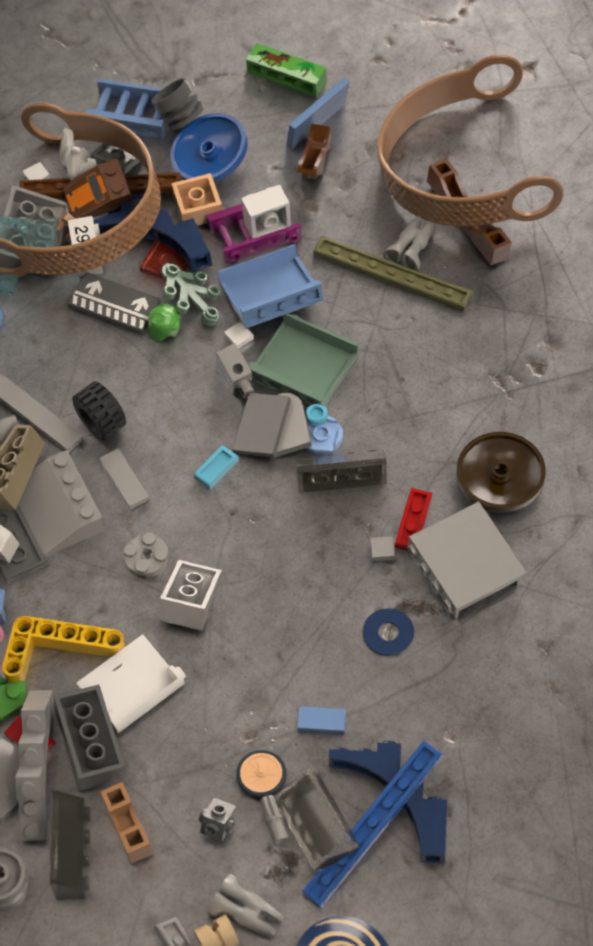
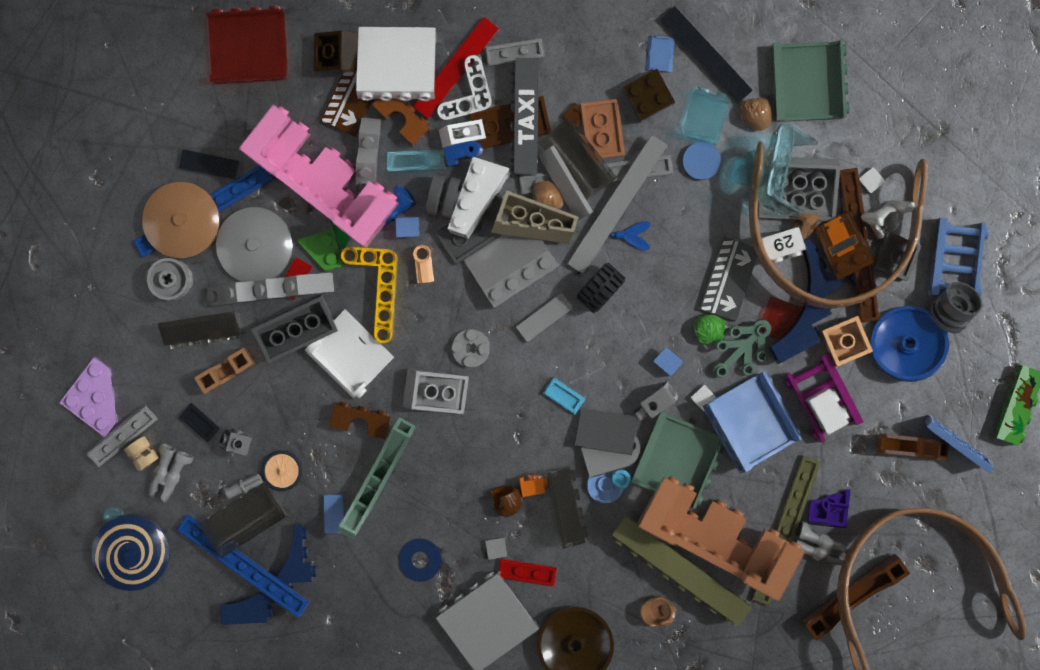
camera: 75 degrees right, 30 degrees up
(41, 593) = (423, 266): none -> light nougat piece
(49, 390) = (630, 235): none -> blue piece
(187, 867) = (199, 422): none -> black tile
(194, 361) = (668, 361): none -> medium blue panel
(217, 659) = (377, 422): none -> reddish brown arch
(283, 661) = (376, 478): none -> sand green arch
(313, 503) = (533, 485): none -> orange brick
(327, 528) = (507, 500): none -> reddish brown hair
(375, 231) = (830, 511): none -> dark purple slope
(386, 335) = (714, 538): none -> nougat brick
(422, 362) = (682, 570): none -> olive brick
(469, 389) = (658, 612): none -> medium nougat hair

